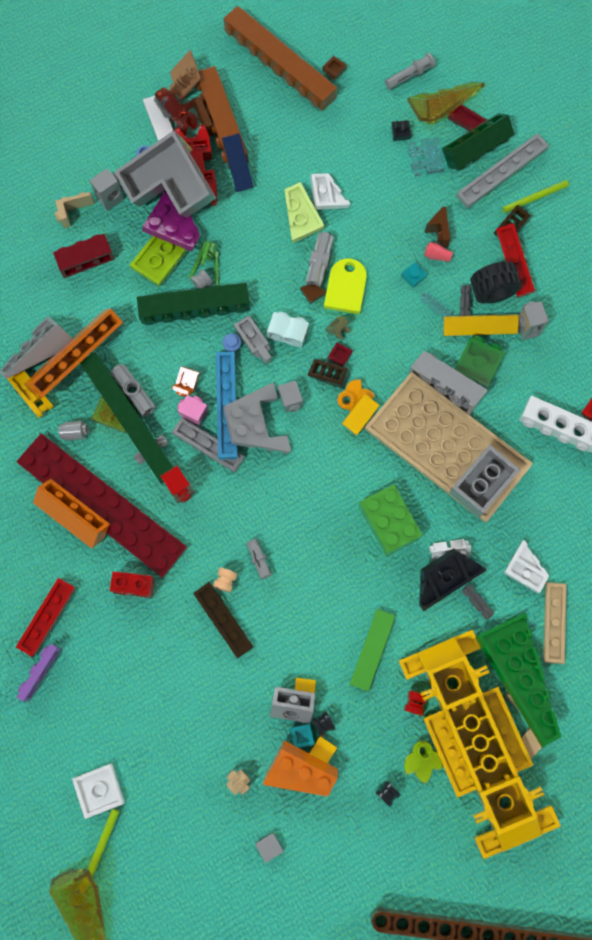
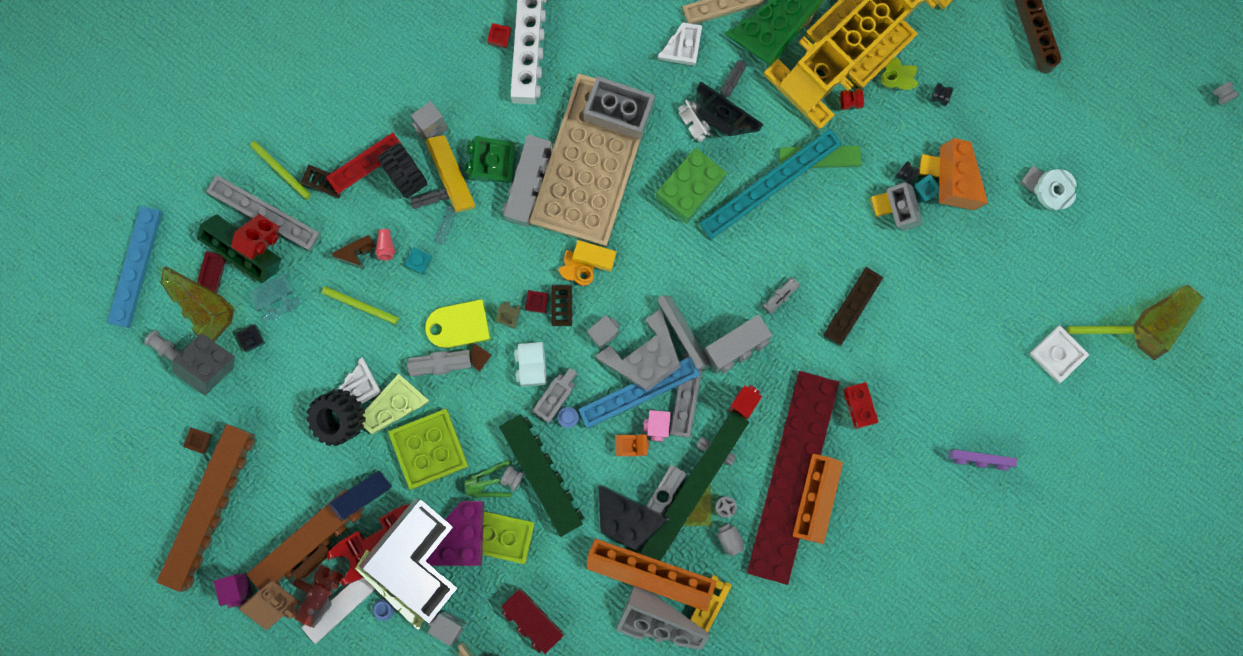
camera: 110 degrees left, 5 degrees up
(45, 617) = (927, 478): red plate -> none
(100, 433) = (726, 504): none -> light grey wheel
(128, 353) = (627, 519): none -> black wing
(206, 52) = (233, 590): none -> magenta brick
(224, 581) = (816, 319): light nougat wheel -> none
(228, 499) = (738, 345): none -> light grey brick
(238, 782) = (993, 228): tan gear -> none
(253, 228) = (428, 449): none -> lime plate
(257, 853) = (1045, 189): none -> light aqua plate
(260, 460) = (684, 332): none -> light grey tile
(307, 165) = (323, 422): none -> black tyre
(364, 594) = (770, 184): none -> teal tile
(392, 85) = (203, 364): none -> dark grey brick
(392, 220) = (360, 305): none -> lime bar
(485, 151) = (255, 236): none -> red brick
(494, 67) = (134, 267): none -> dark azure plate

